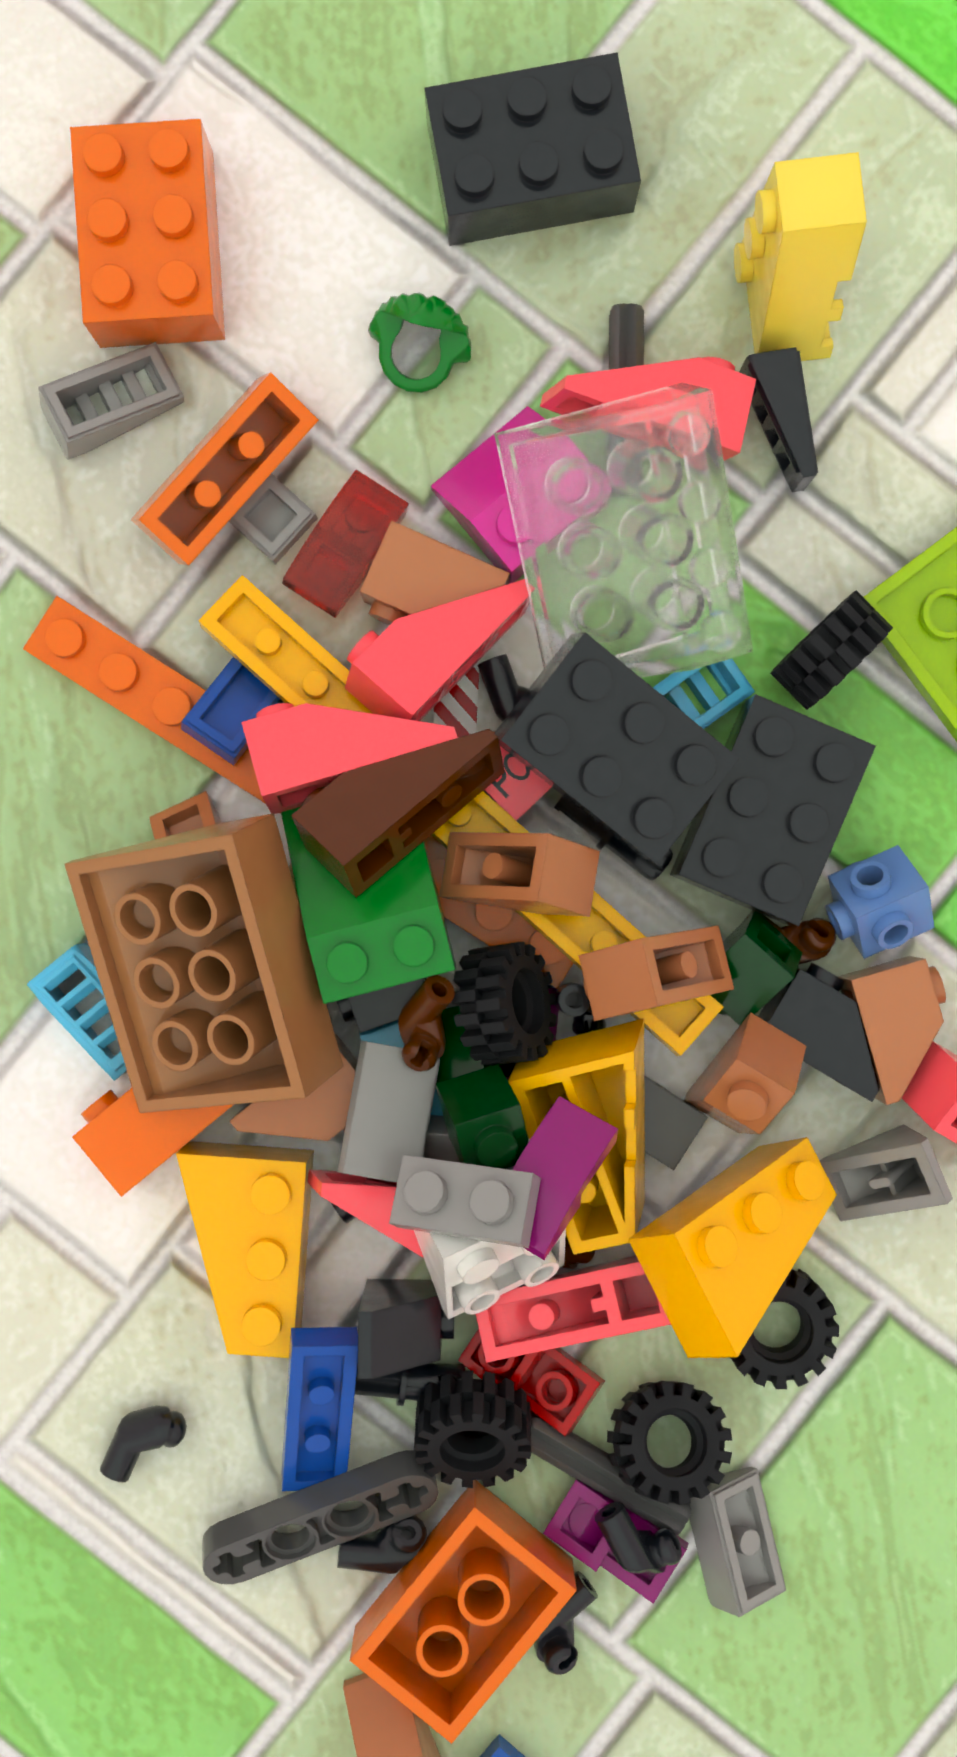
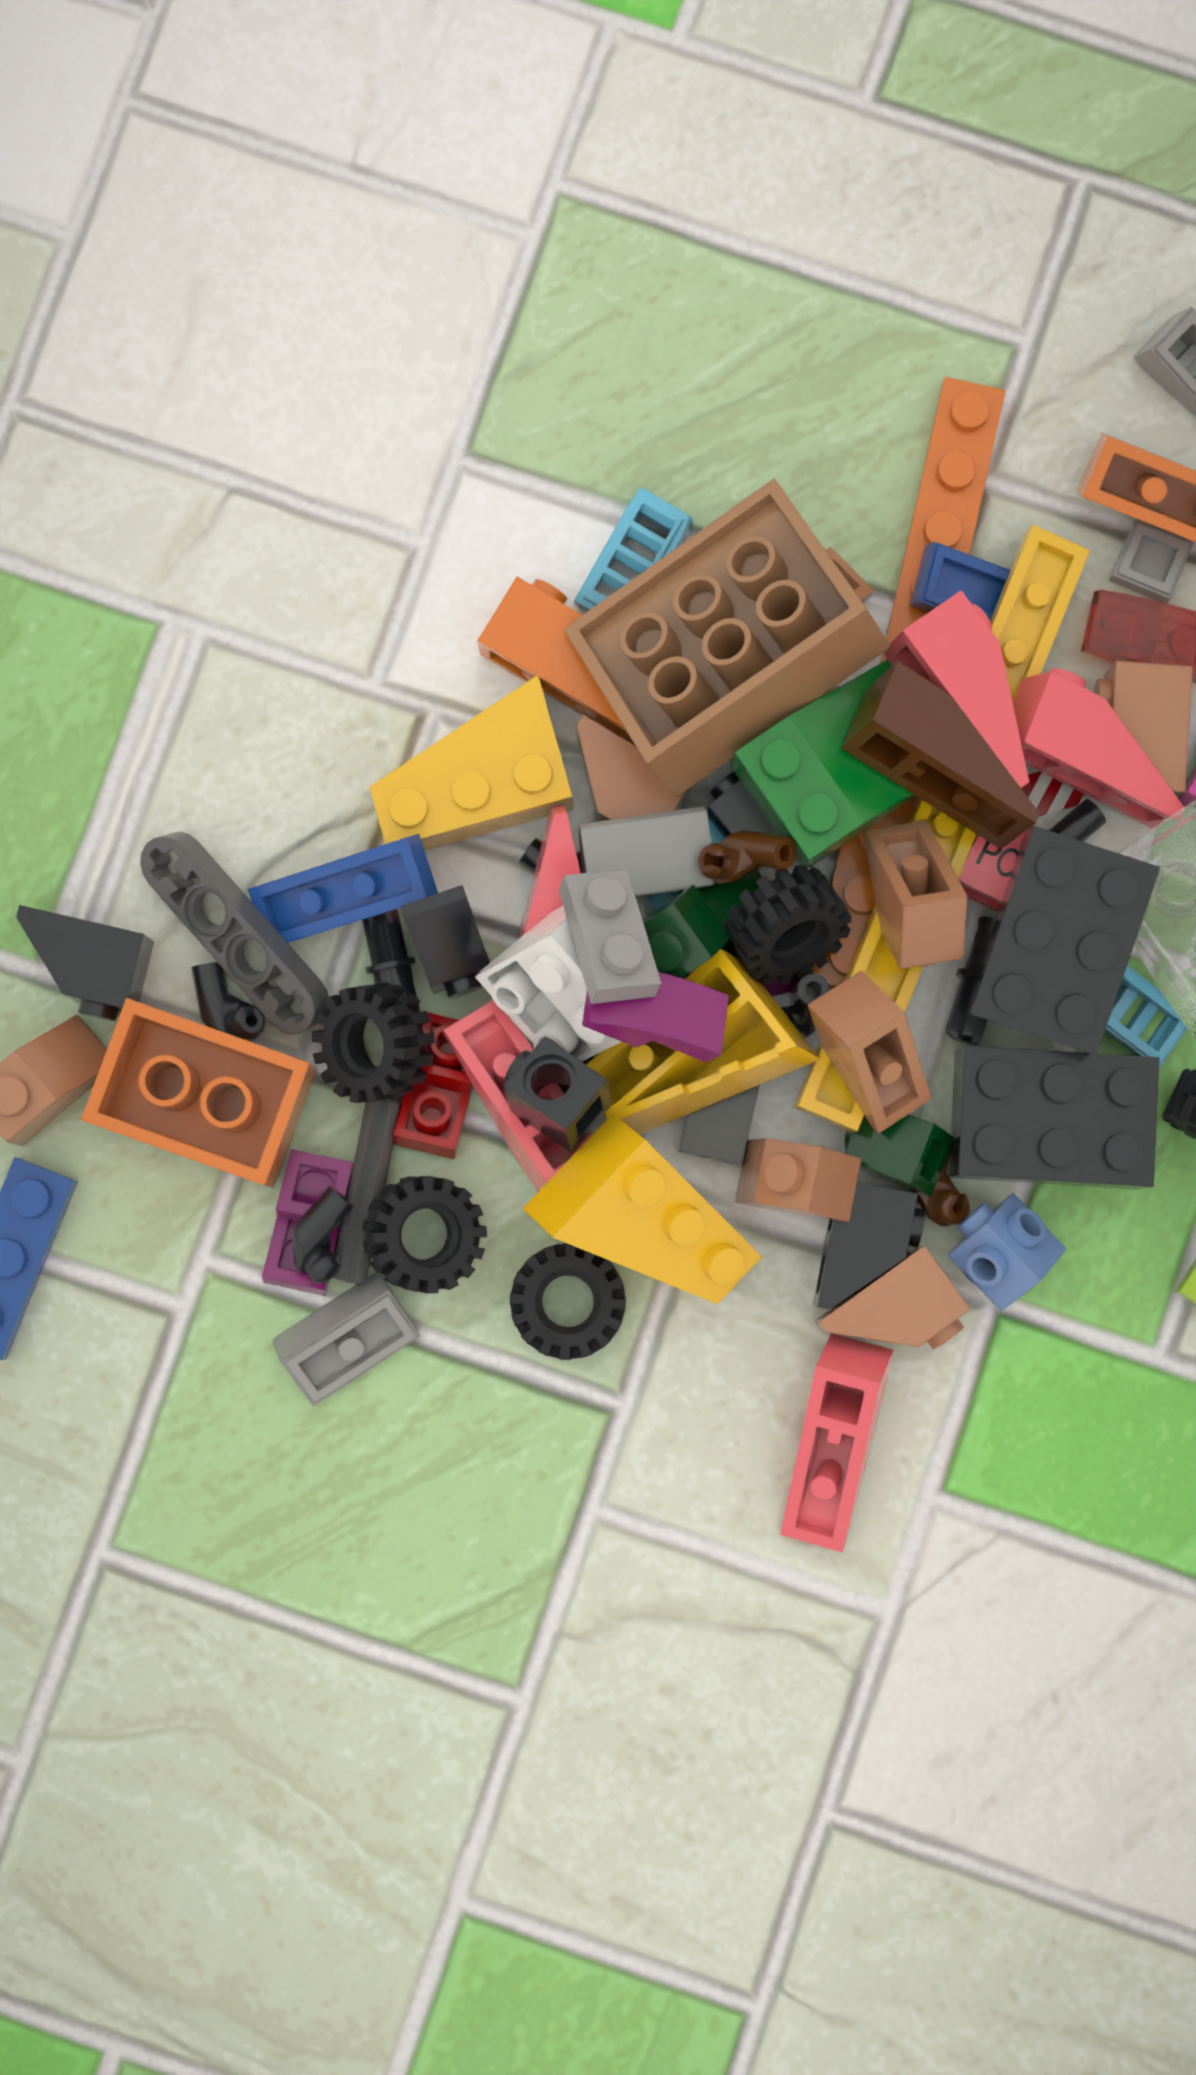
camera: 70 degrees right, 5 degrees down
(141, 1432) = (253, 739): black arm -> none
(295, 1666) = (89, 959): none -> black slope
(556, 1643) = (207, 1193): black arm -> none
(614, 1274) = (561, 1119): none -> black brick
(886, 1175) = (745, 1348): light grey slope -> none

